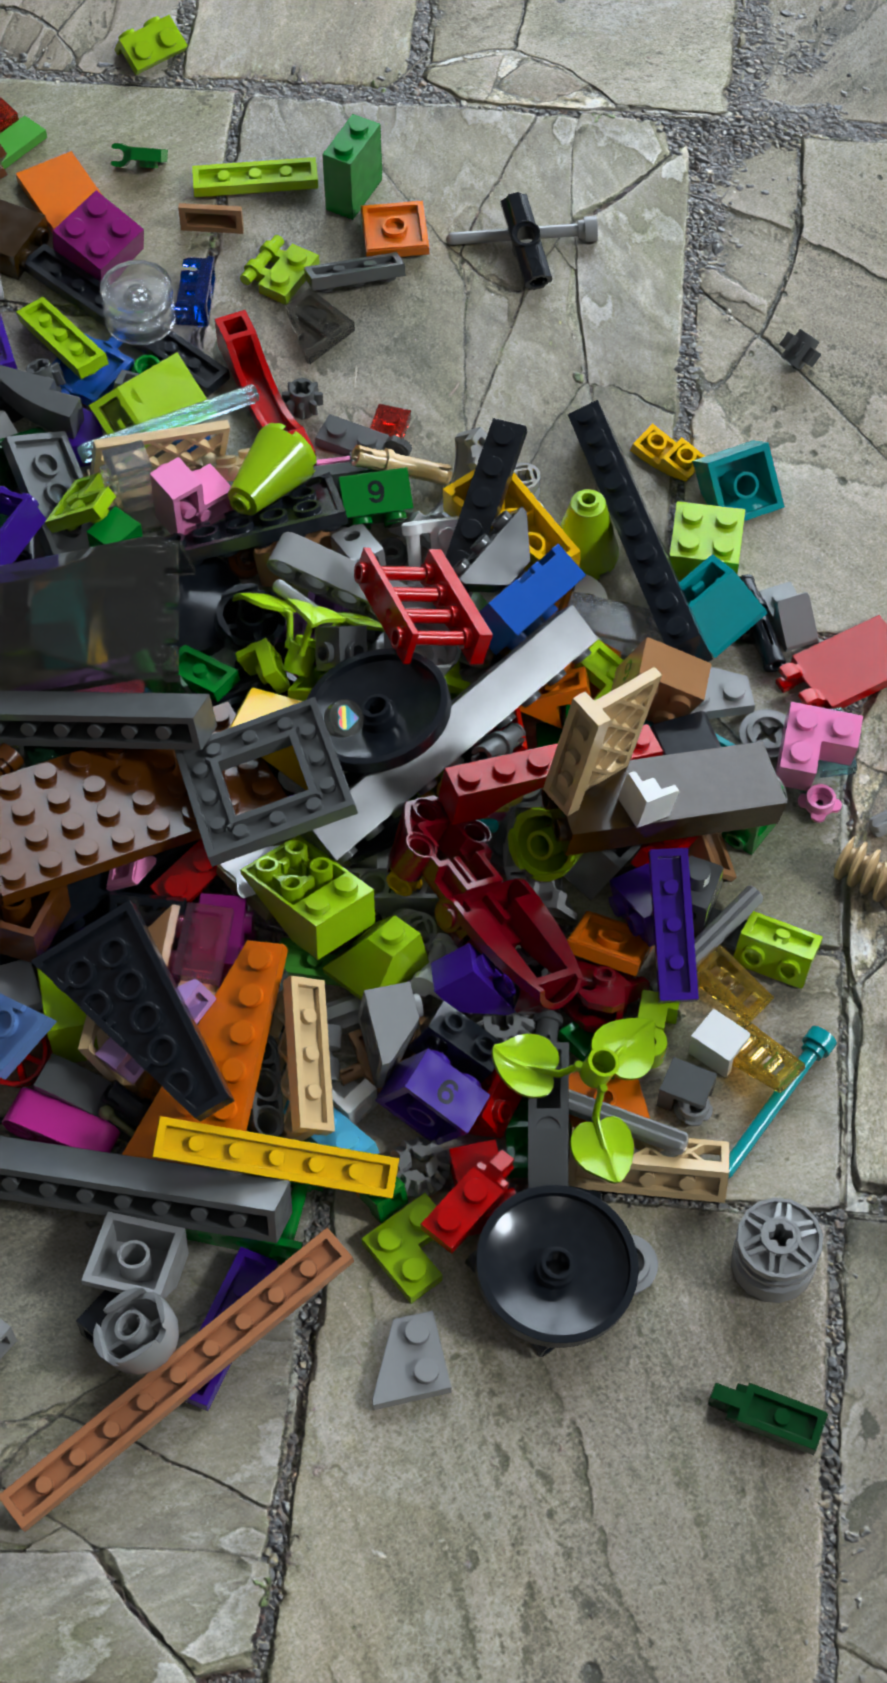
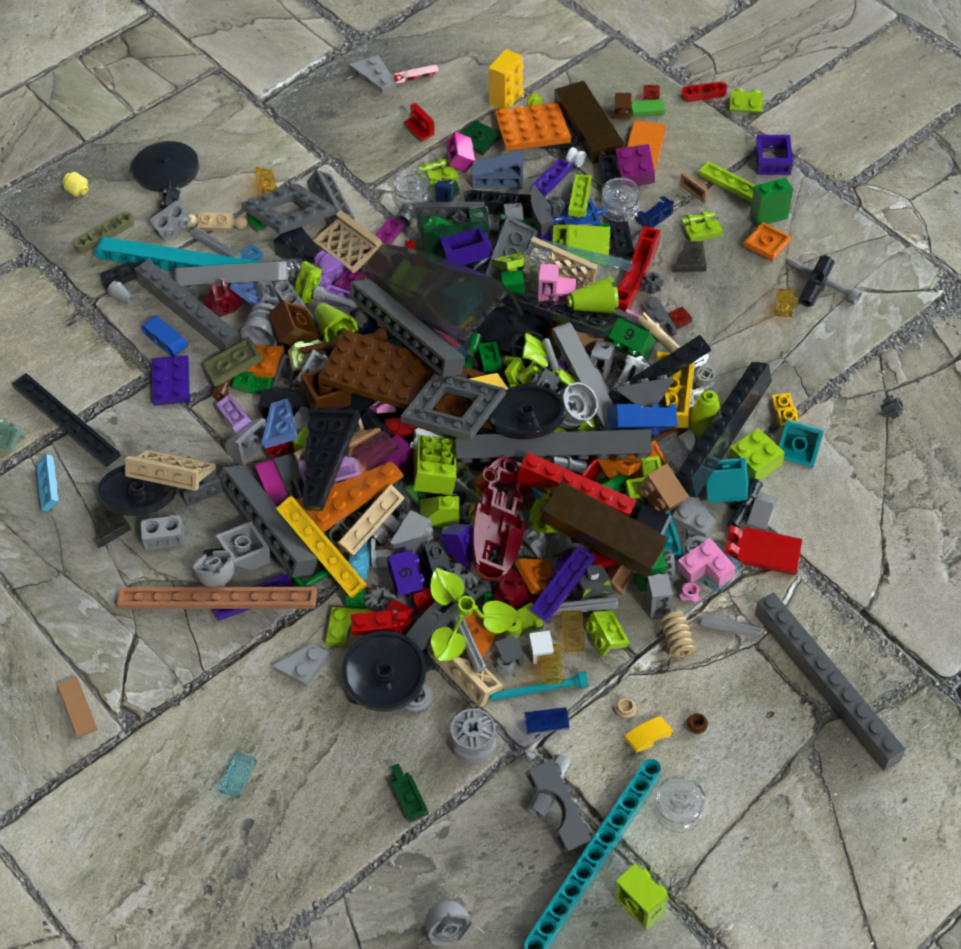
camera: 45 degrees right, 5 degrees down
(58, 81) = (689, 92): none -> red beam
(148, 156) = (695, 146): green plate -> none
(273, 123) = (765, 166): none -> dark purple window
(343, 718) = (506, 404): clear smoke tile -> none
(354, 272) = (729, 247): dark grey plate -> none
(441, 588) = (606, 390): red fence -> none
(501, 1616) = (238, 775): none -> clear light blue tile
(513, 300) = (785, 302): none -> clear yellow brick
(598, 739) = (563, 473): tan fence -> none
(646, 800) = (586, 519): white panel -> none
(800, 838) = (659, 595): none -> light grey brick
(842, 1141) = (546, 720): none -> clear blue hinge

